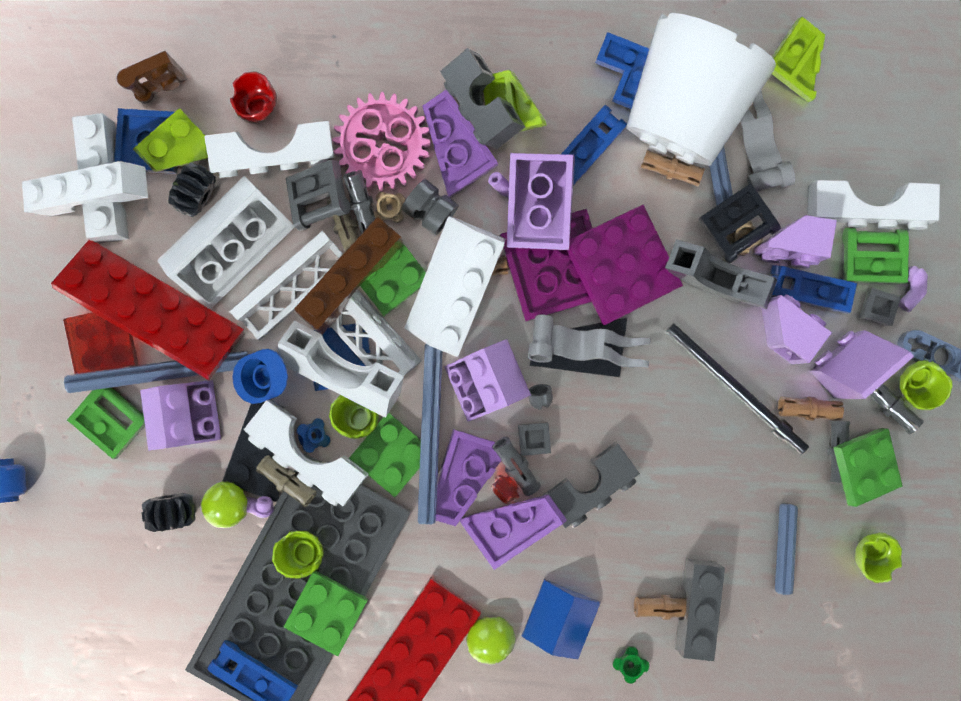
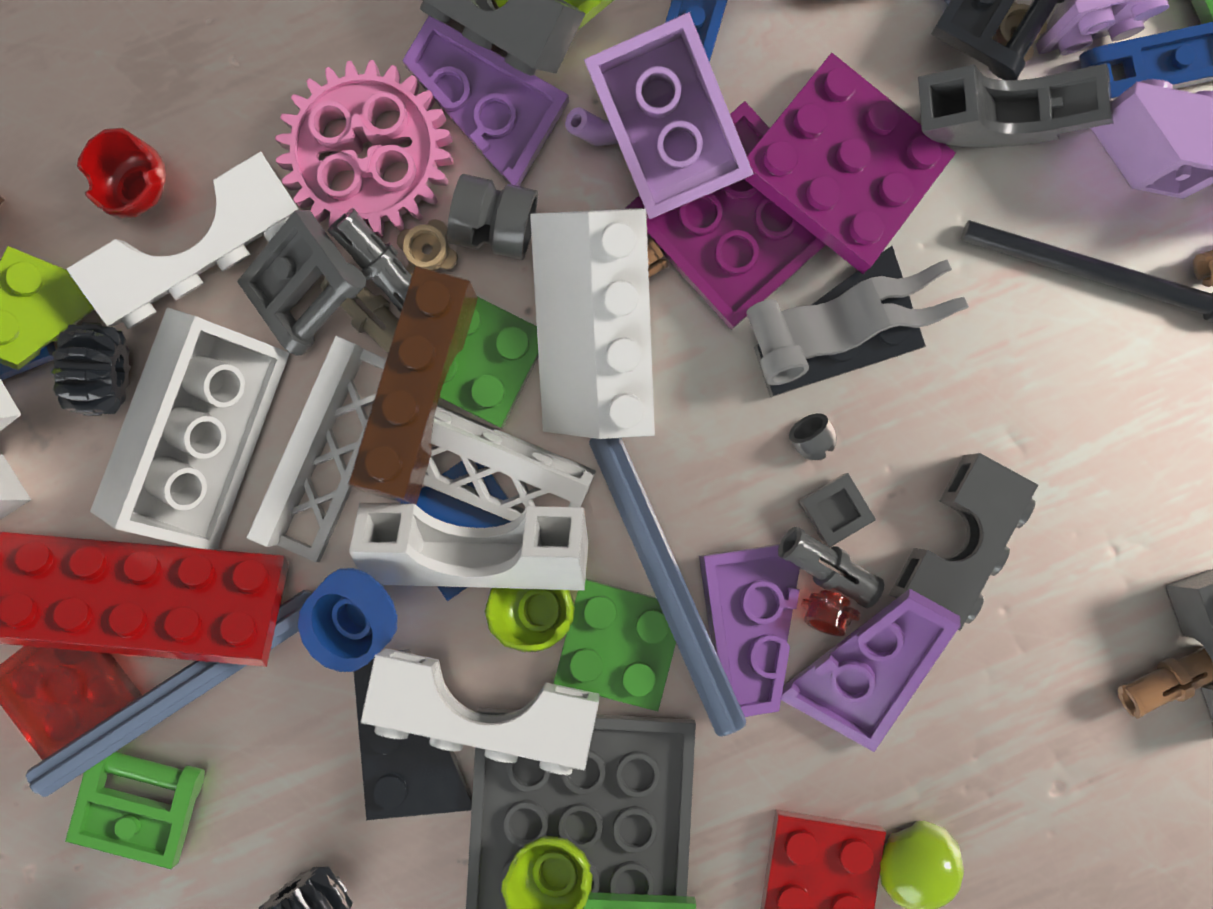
camera: 30 degrees left, 0 degrees up
(180, 414) = (247, 744): lavender slope -> none
(224, 505) = (388, 856): lime hair -> none
(260, 507) = (447, 832): lavender arm -> none
(286, 481) = (470, 771): dark tan pin -> none
(304, 435) = (468, 685): blue plate -> none
(487, 380) = (718, 452): lavender slope -> none
(560, 620) = (1016, 782): blue slope -> none
(631, 673) = (1178, 803): green plate -> none

